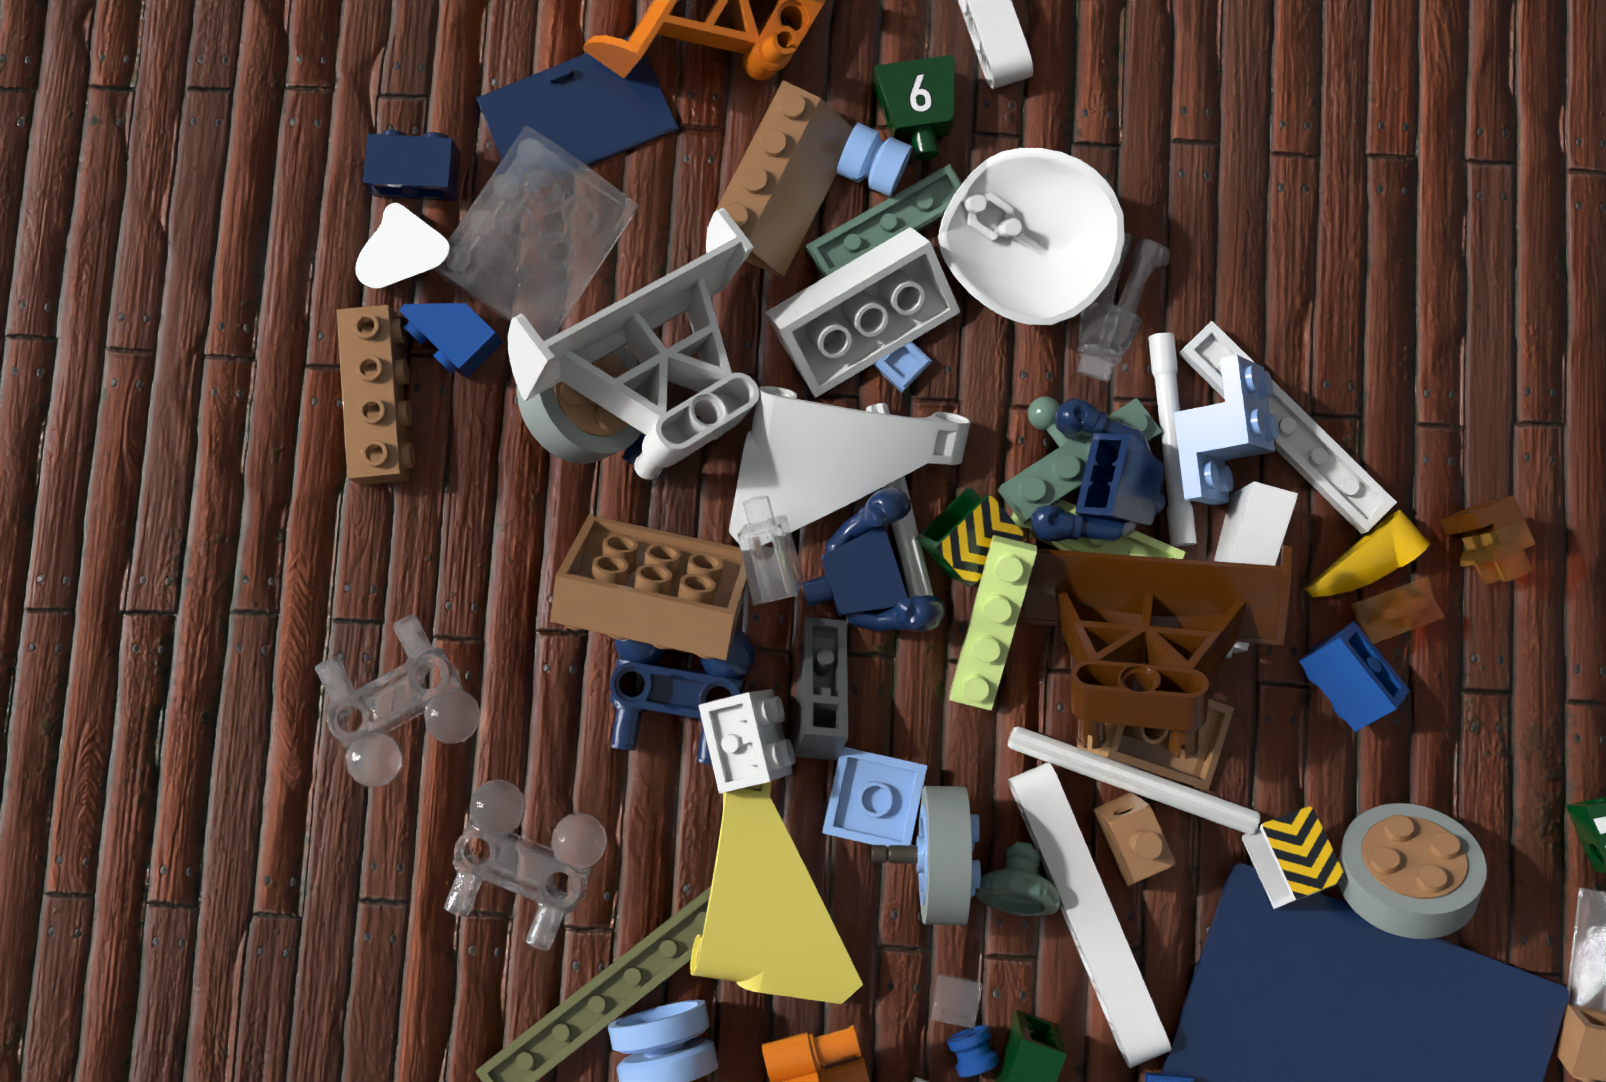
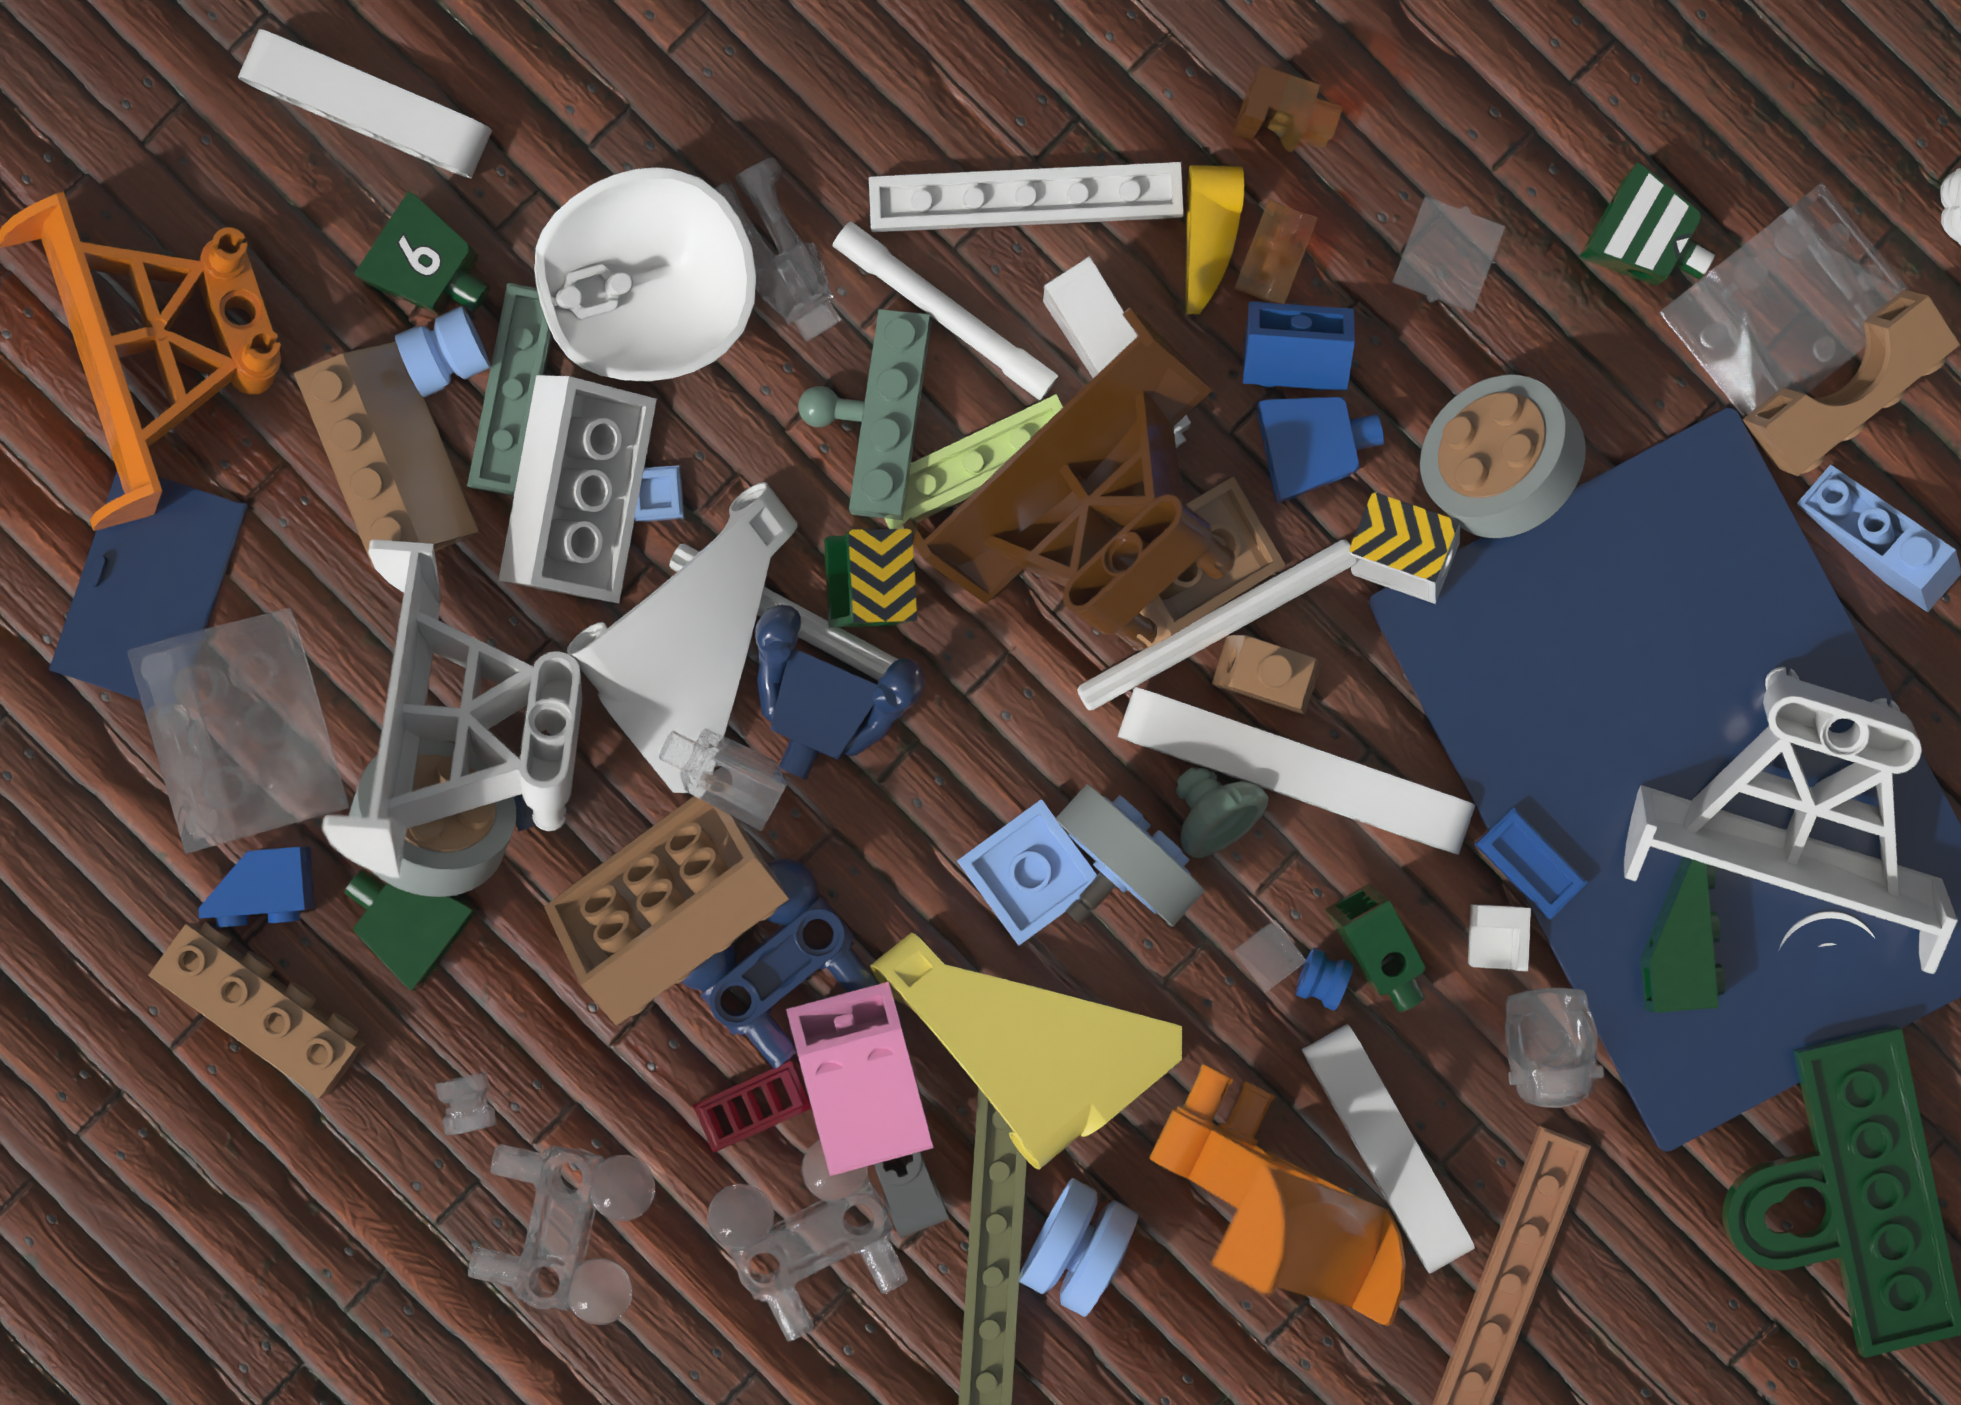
camera: 45 degrees left, 5 degrees up
(400, 249) = (138, 867): white sticker -> none
(412, 166) = (66, 787): dark blue brick -> none
(423, 574) = (467, 1104): none -> clear wheel
(501, 444) = (407, 928): none -> dark green torso
(540, 736) = (710, 1122): none -> dark red slope
(606, 900) = (911, 1195): none -> dark grey piece
(648, 807) = (859, 1078): none -> bright pink slope
(747, 739) = (876, 940): white bracket -> none
(821, 690) = (890, 833): dark grey slope -> none
(992, 622) = (965, 628): yellowish green plate -> none
(1118, 482) = (941, 405): dark blue torso -> none
(1225, 431) = (984, 252): light blue bracket -> none
(1301, 738) = (1312, 442): none -> blue torso
(1491, 720) = (1448, 254): none -> clear piece

